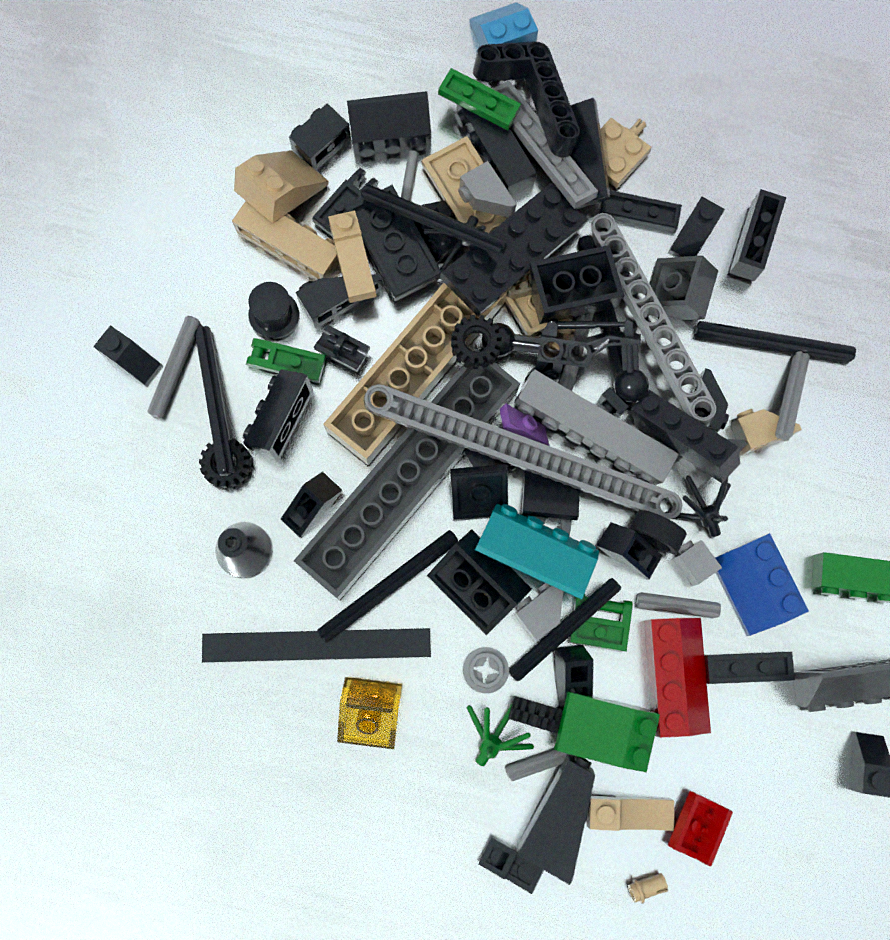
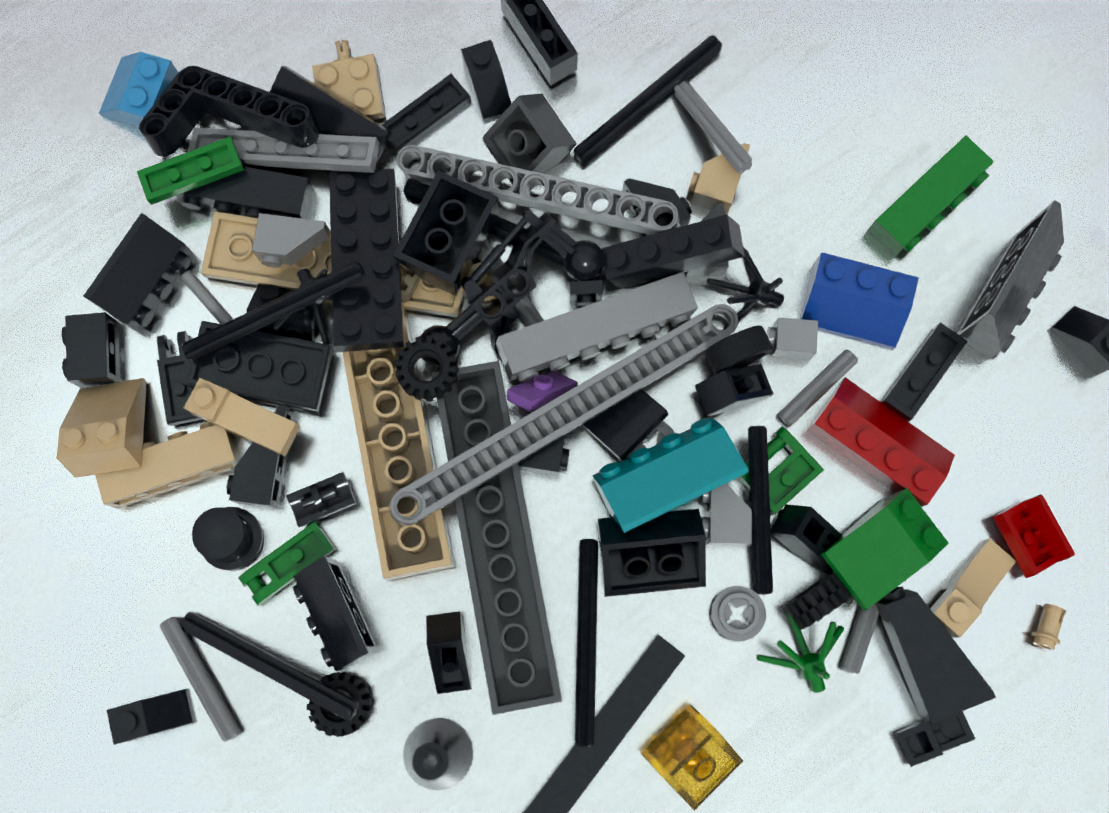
camera: 45 degrees left, 0 degrees up
(478, 490) = (566, 482): black tile -> none

